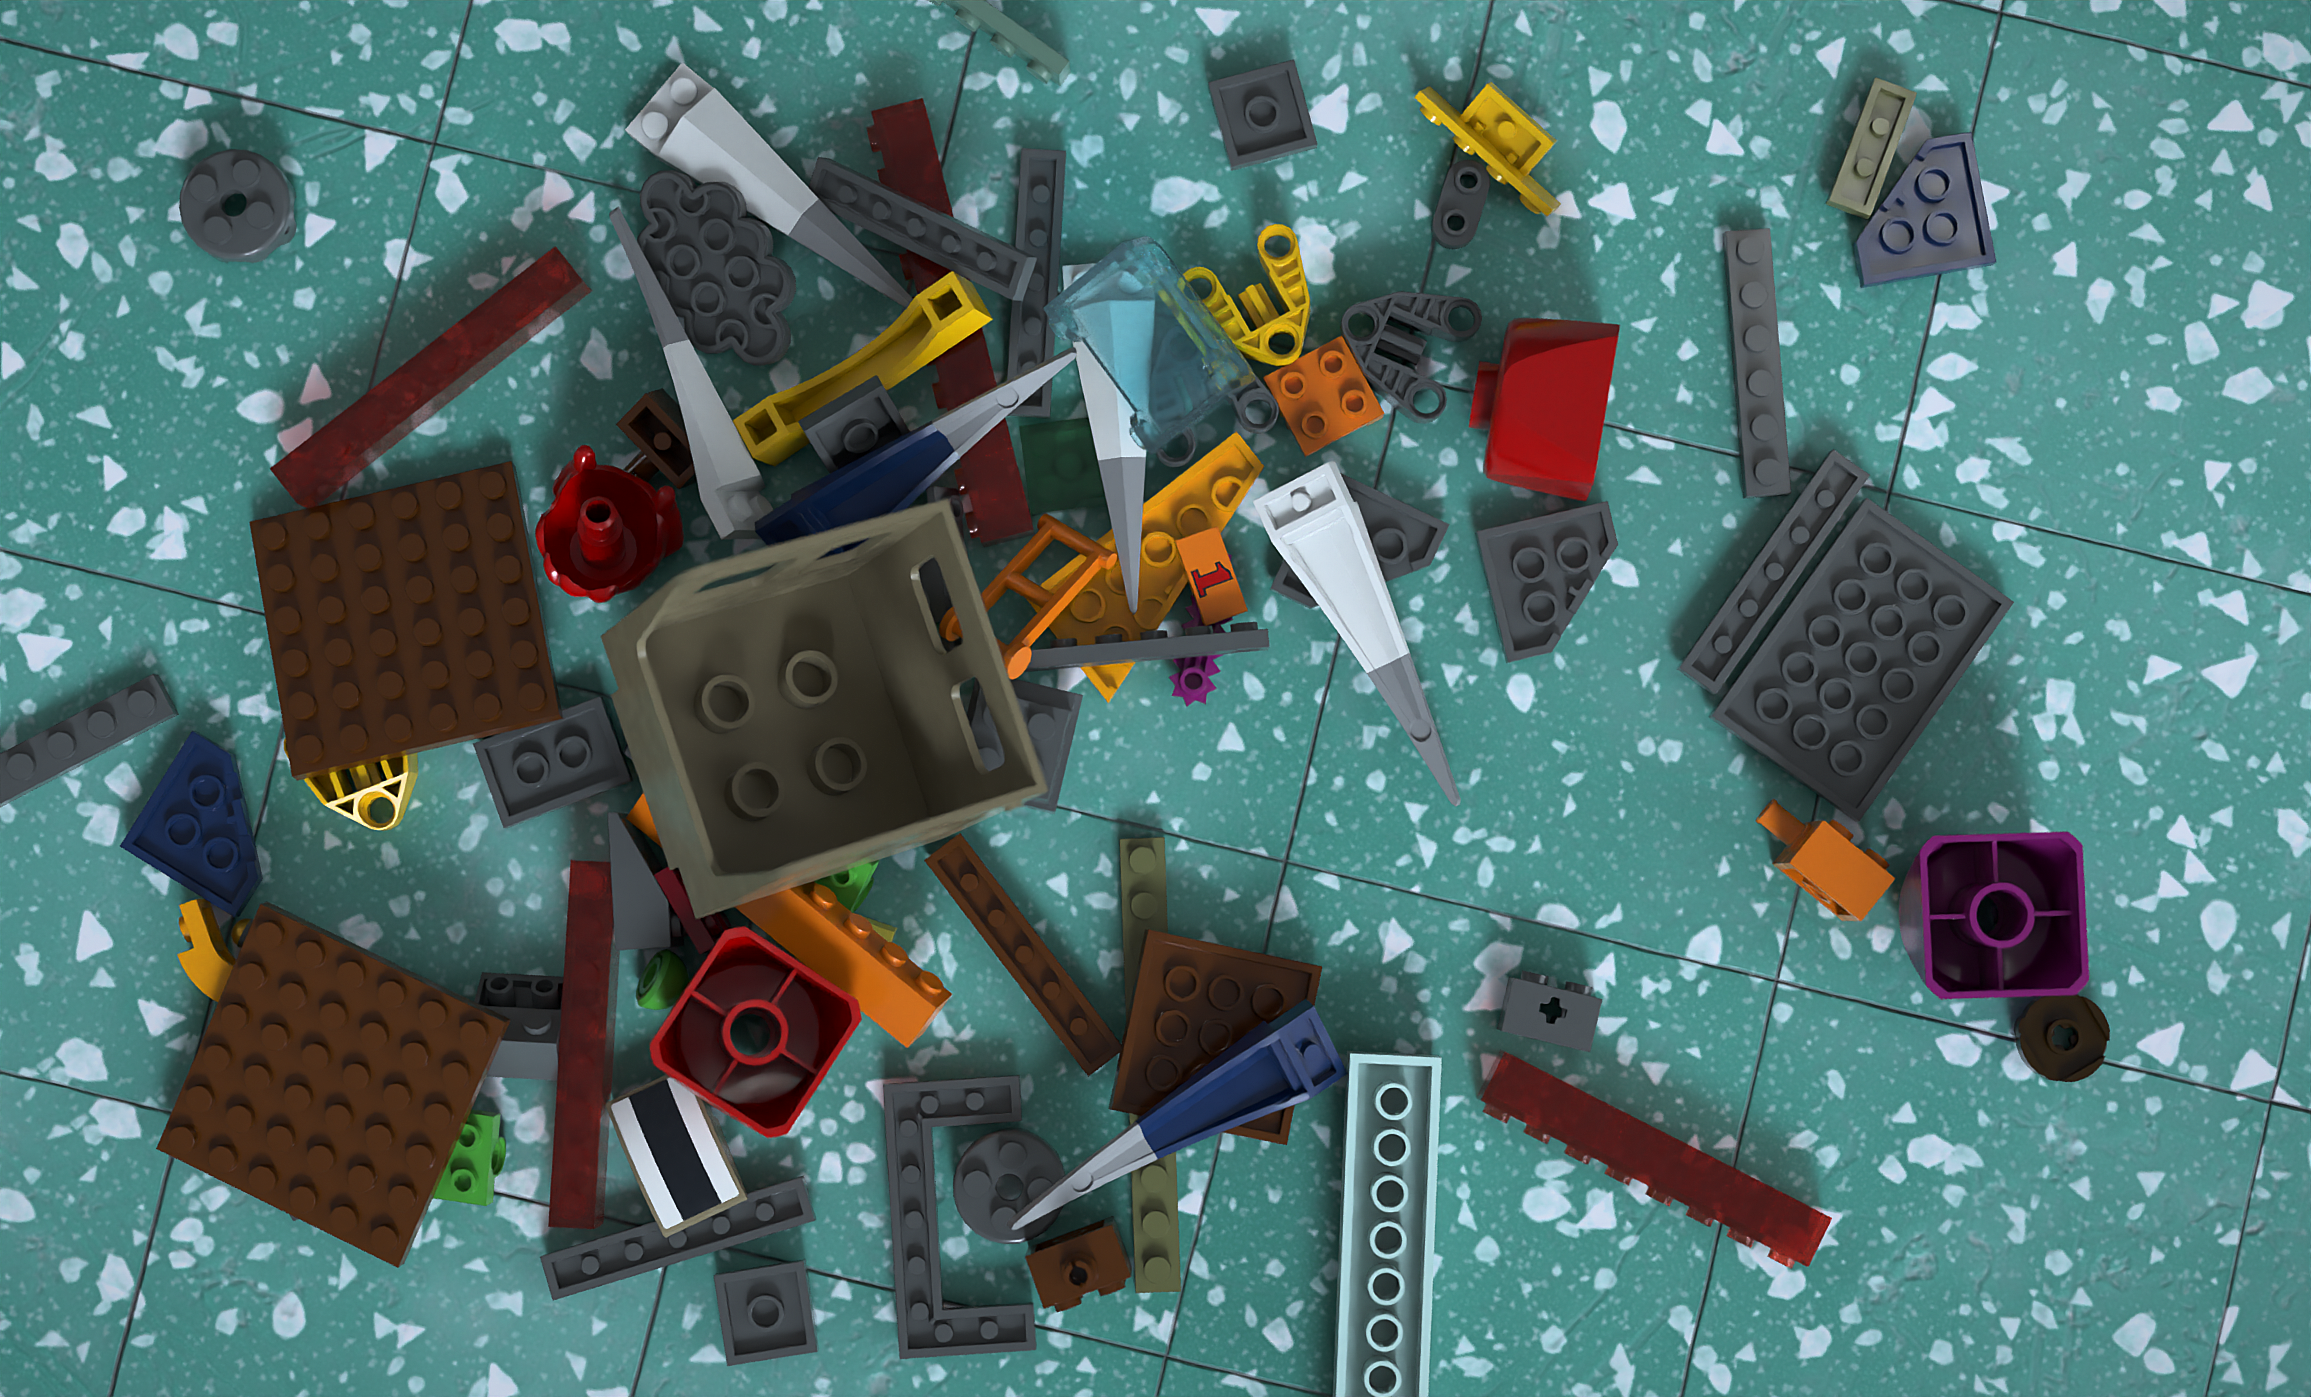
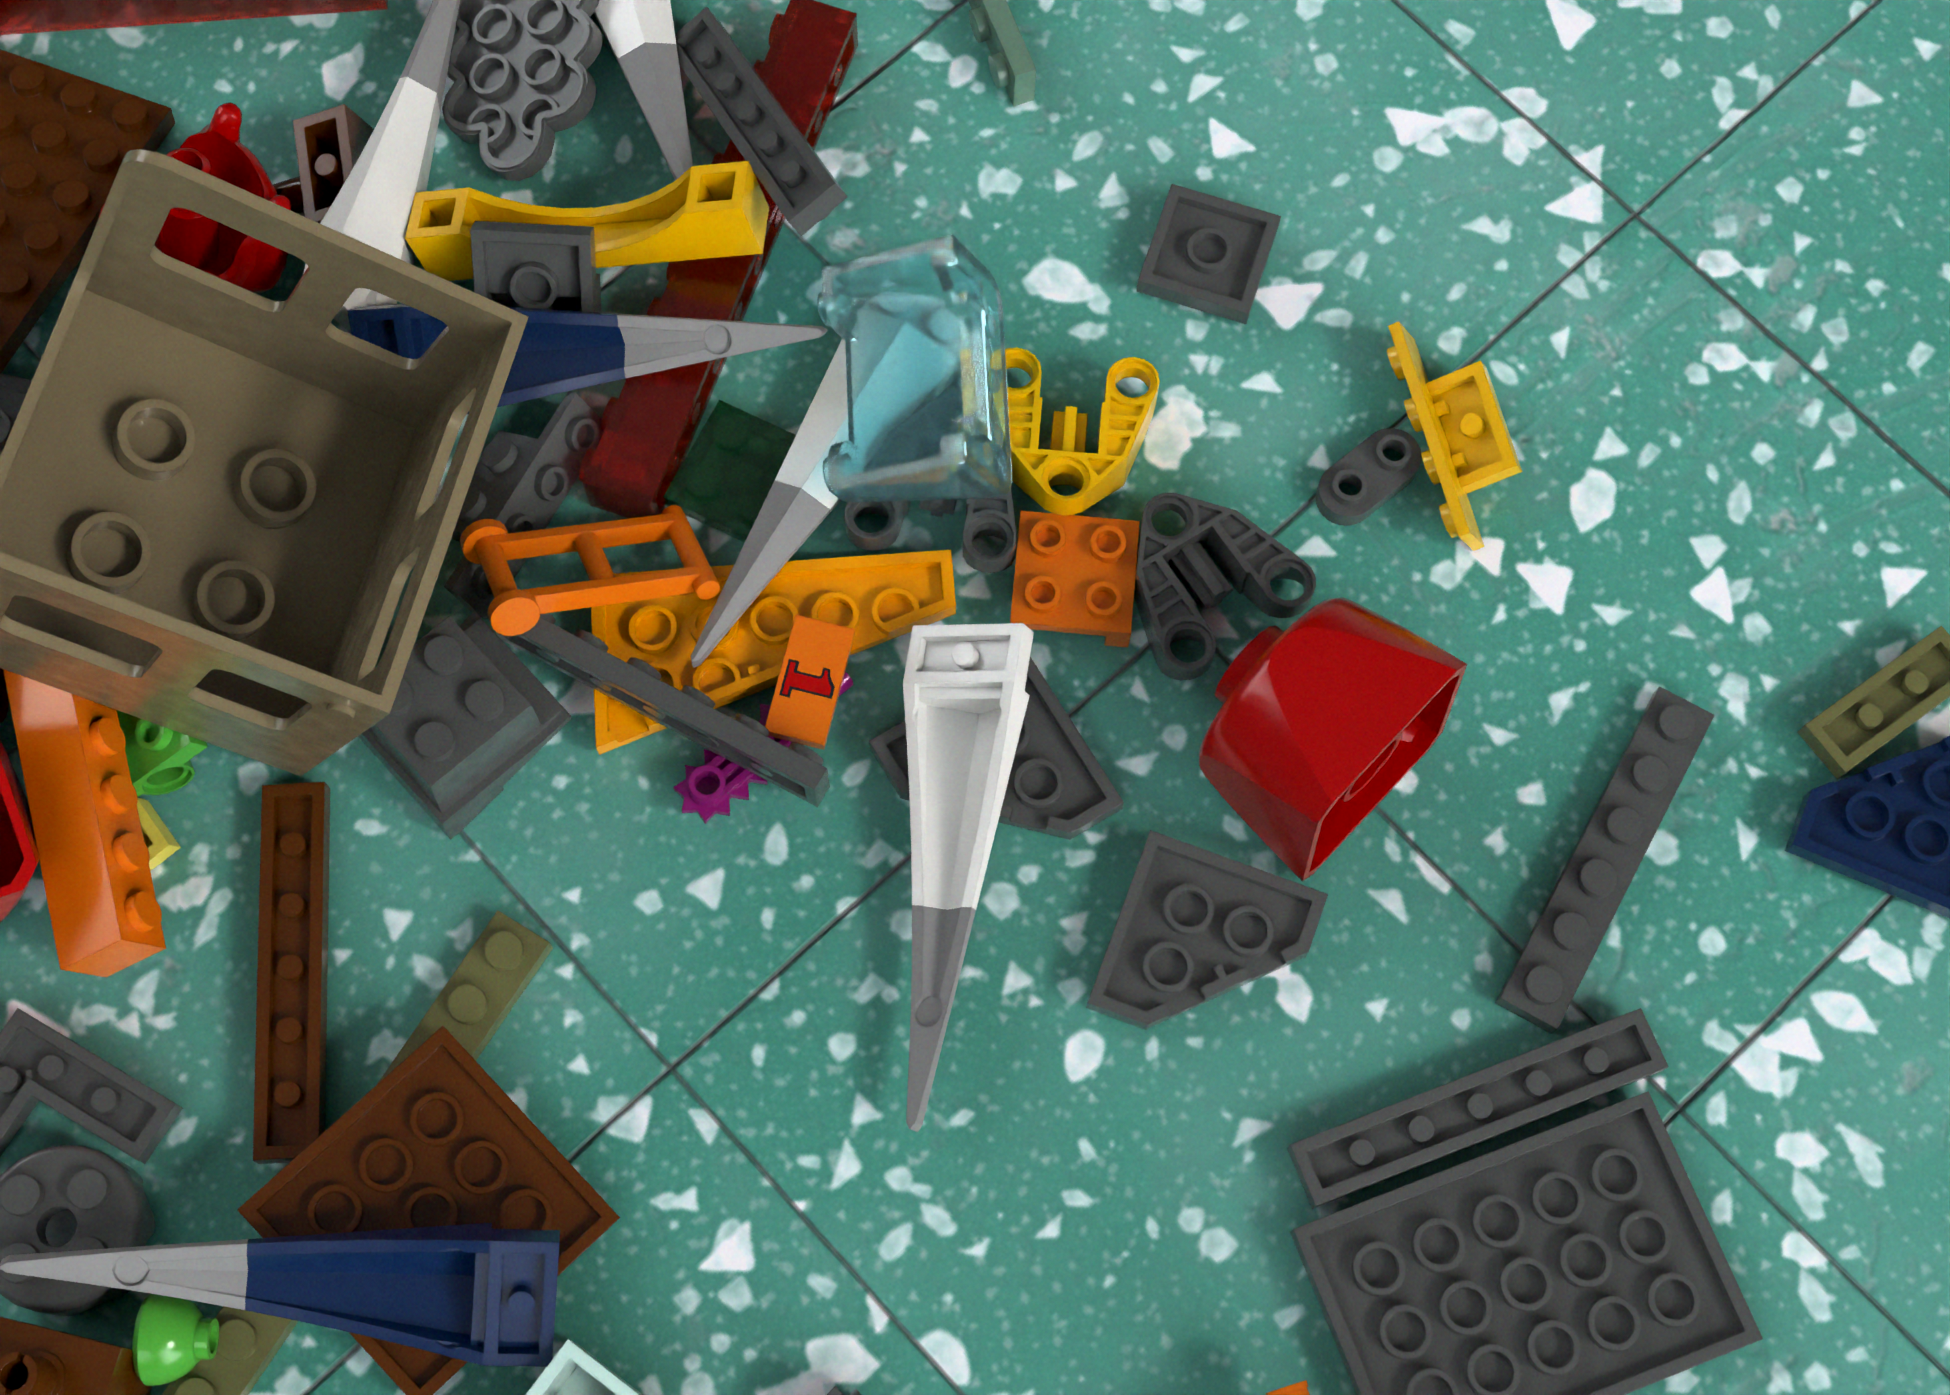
camera: 30 degrees right, 15 degrees down
(1039, 235) = (879, 224): dark grey plate -> none
(1124, 1202) = (171, 1339): none -> bright green brick

